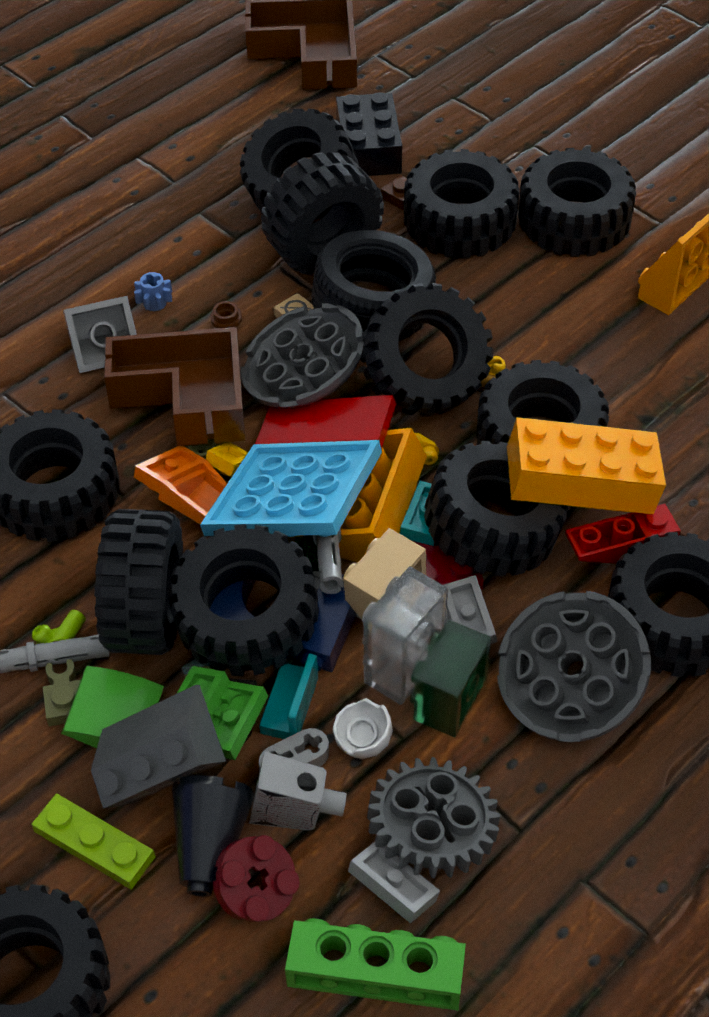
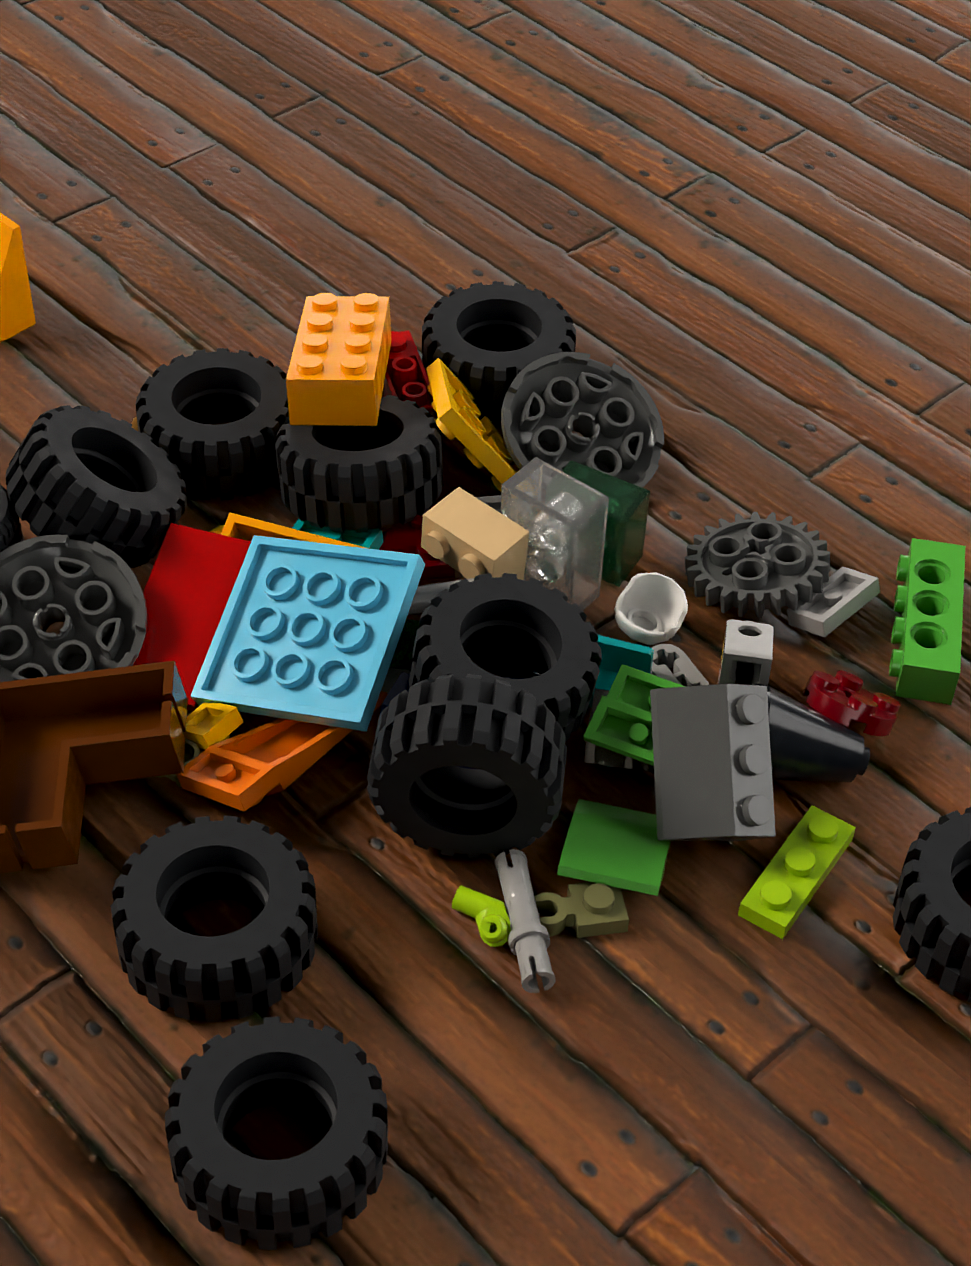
camera: 90 degrees left, 5 degrees down
(551, 564) = (460, 419): none -> yellow plate

